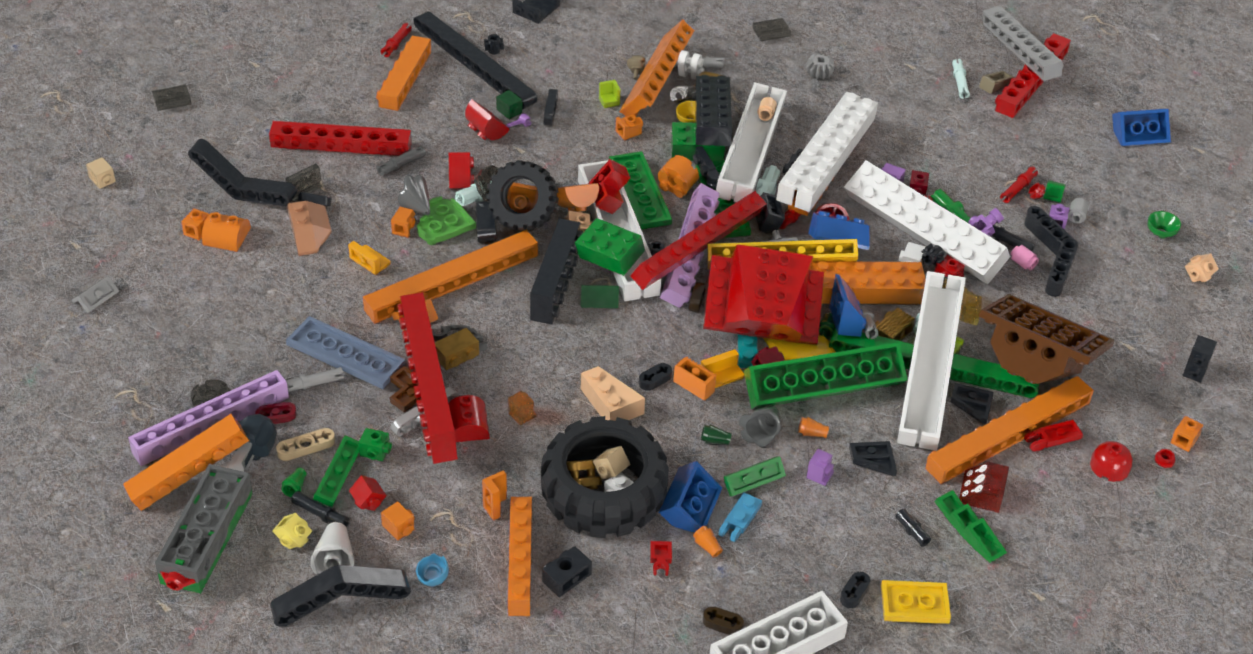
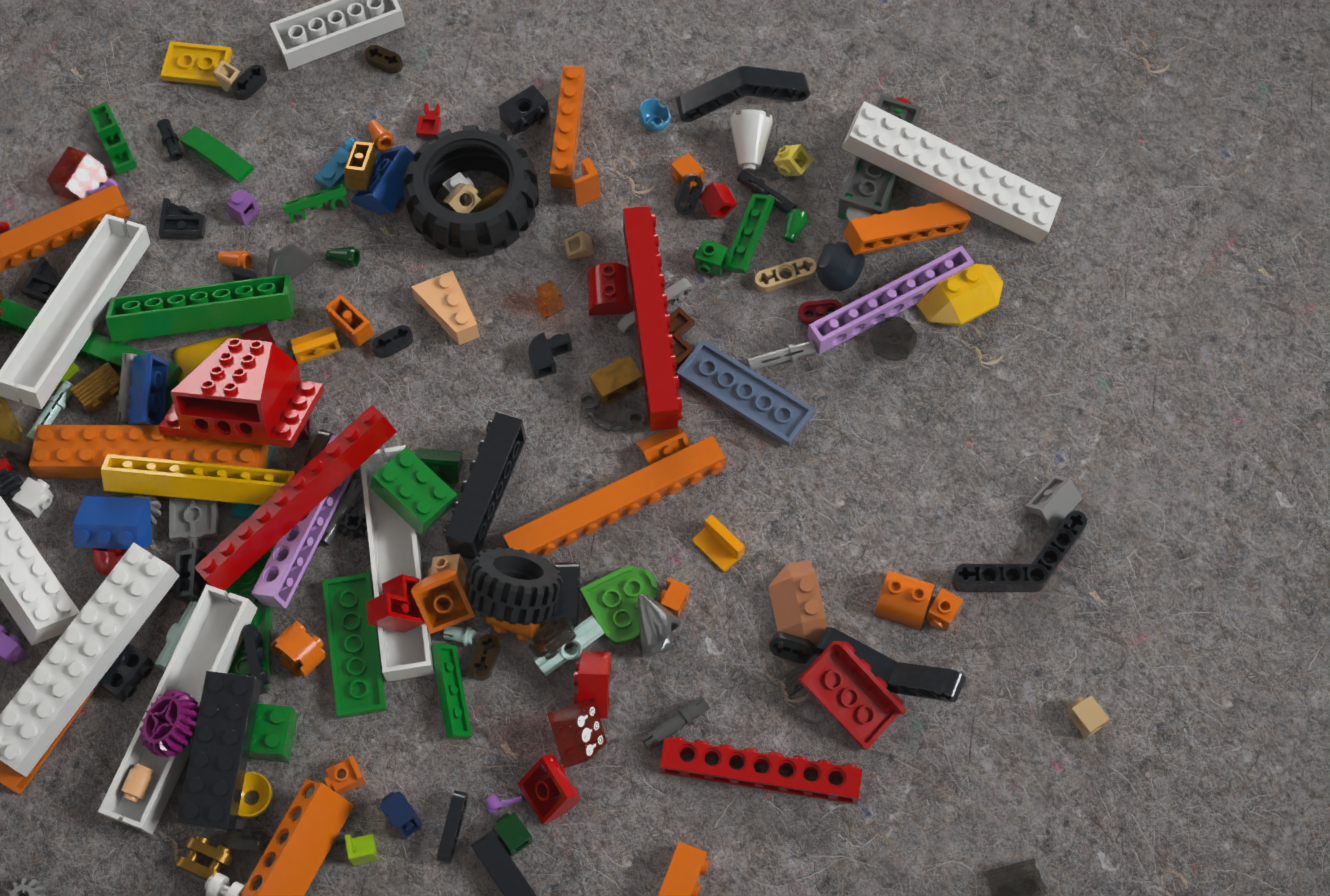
camera: 170 degrees left, 20 degrees up
(117, 443) = (962, 296): none -> yellow wedge
(127, 245) = (1022, 571): none -> black beam
(137, 501) = (951, 172): none -> white brick
(273, 165) = (852, 693): none -> red bracket
(396, 495) = (683, 192): none -> black beam
(473, 139) = (577, 732): none -> clear red slope
(498, 459) = (579, 245): none -> tan slope
(520, 369) = (543, 350): none -> black brick
(562, 165) = (451, 691): none -> green plate
(585, 101) = (400, 814): none -> dark blue brick
(717, 494) = (359, 166): none -> pearl gold brick
(751, 119) = (169, 723): none -> magenta gear
(798, 411) = (242, 273): none -> black tile
(861, 511) = (217, 154): none -> green slope
(878, 583) = (225, 75): none -> tan slope
(951, 484) = (108, 183): none -> medium lavender hand

